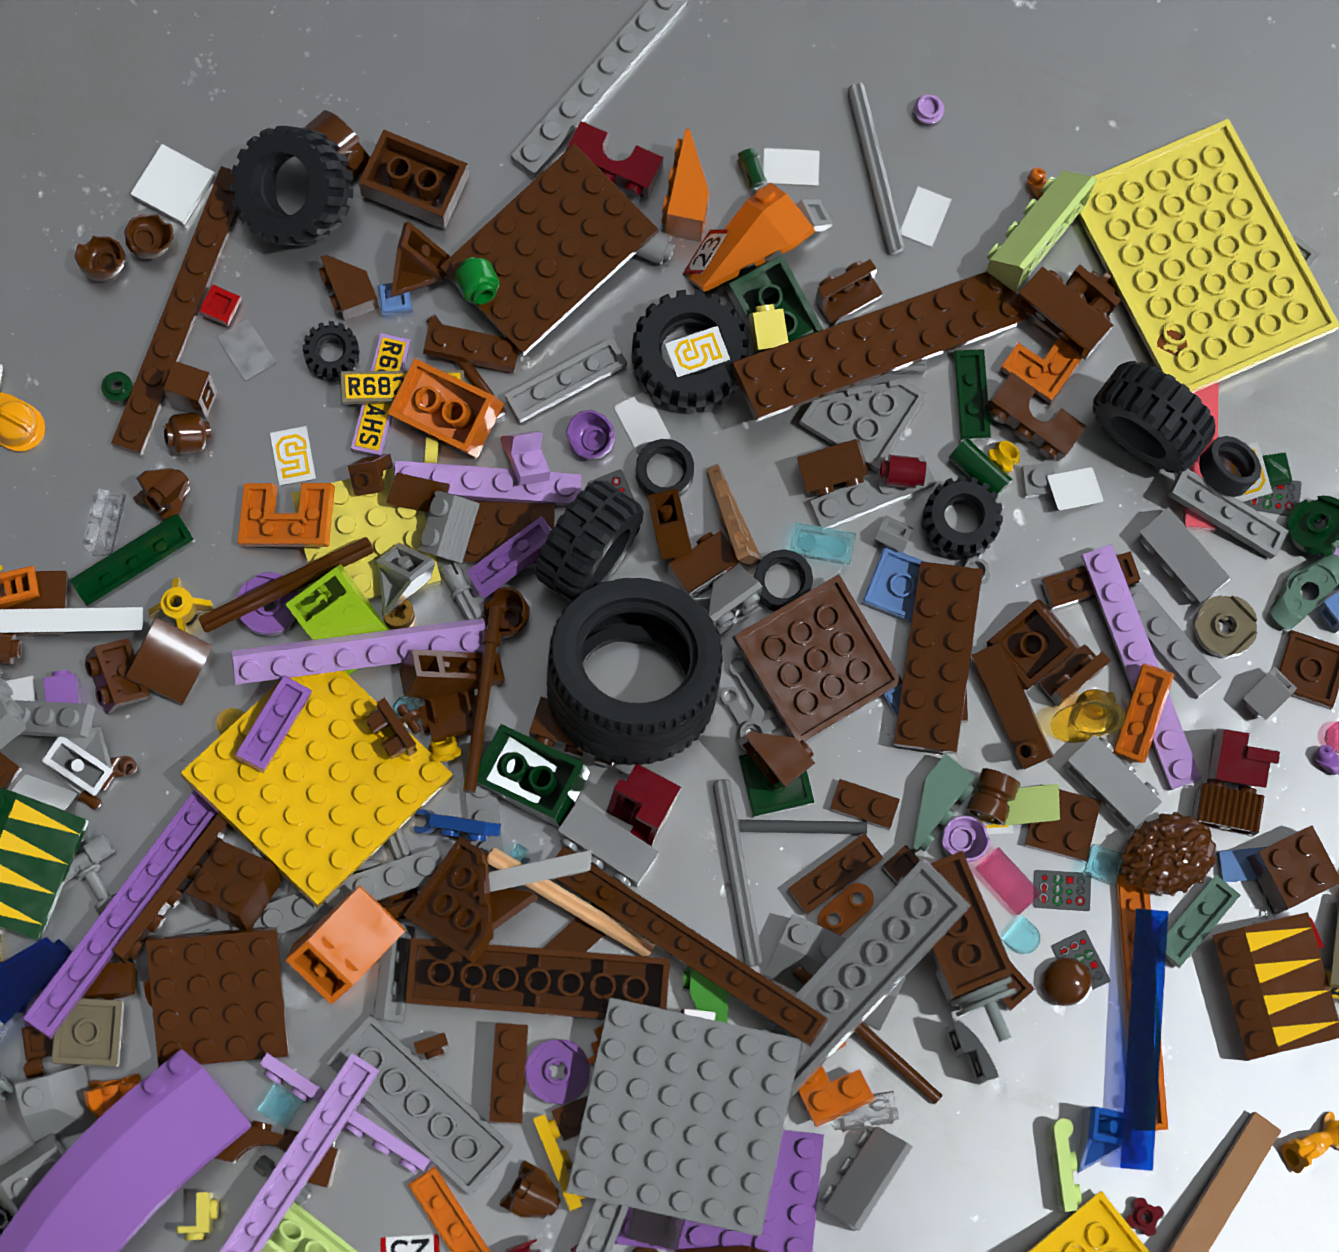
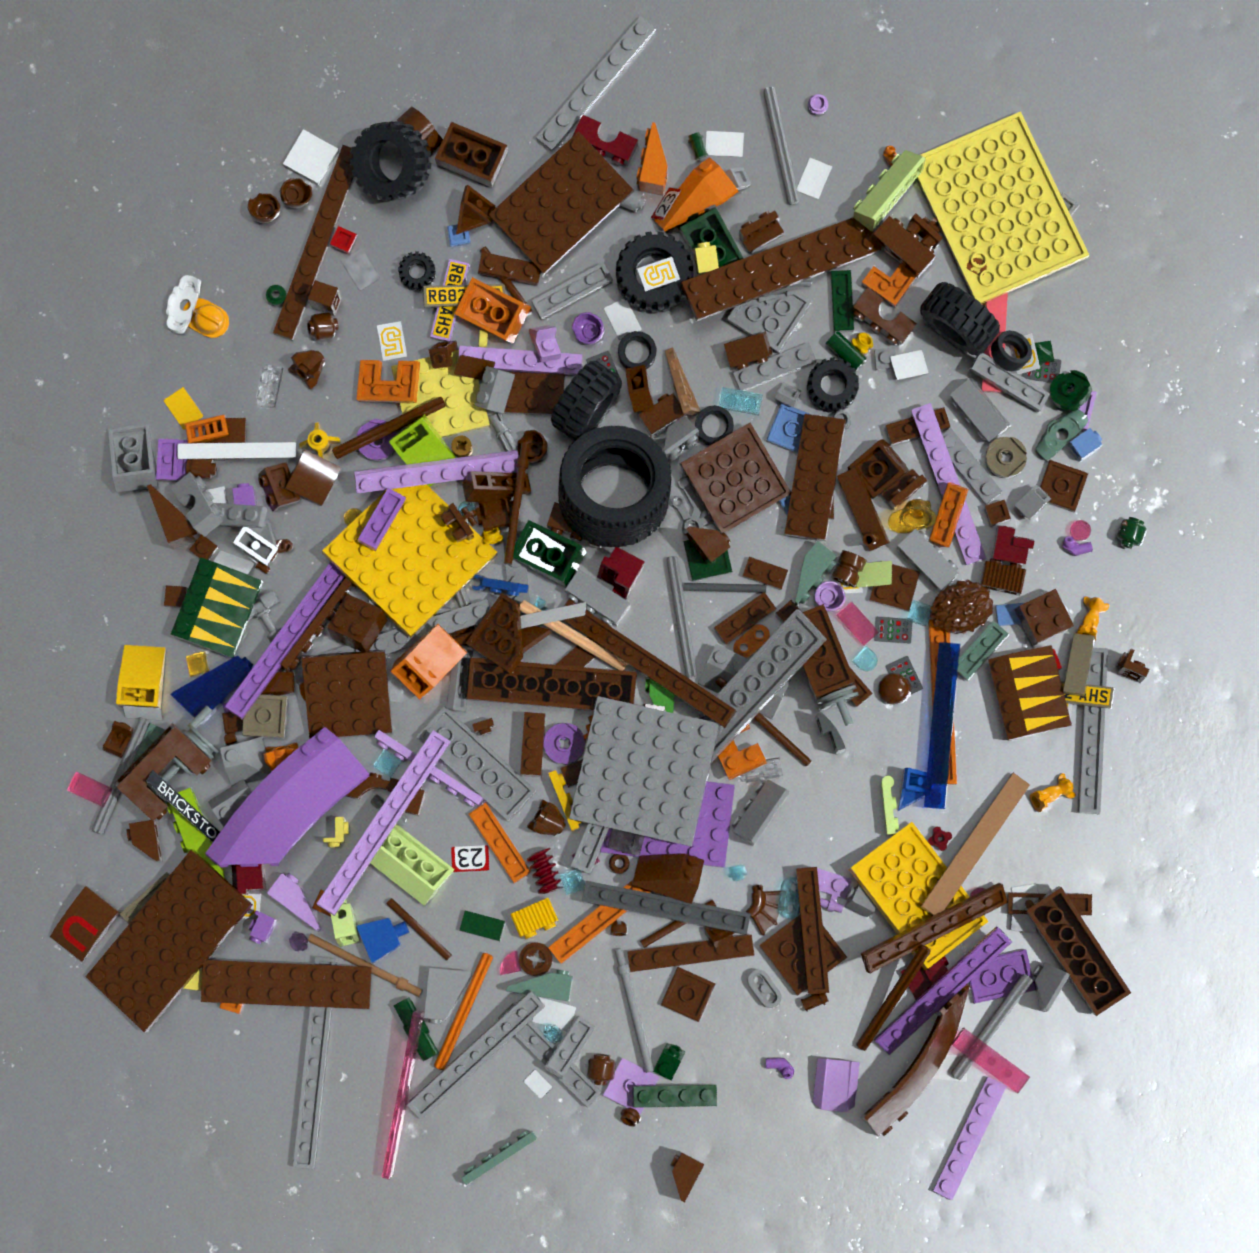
camera: 10 degrees right, 5 degrees up
(131, 559) = (287, 410): dark green plate -> none
(350, 286) = (429, 227): reddish brown slope -> none
(402, 574) = (464, 421): light grey slope -> none
(477, 280) = (513, 225): green head -> none
(509, 558) = (534, 410): medium lavender plate -> none
(903, 471) = (794, 353): dark red brick -> none
(1216, 710) = (997, 512): none -> reddish brown plate

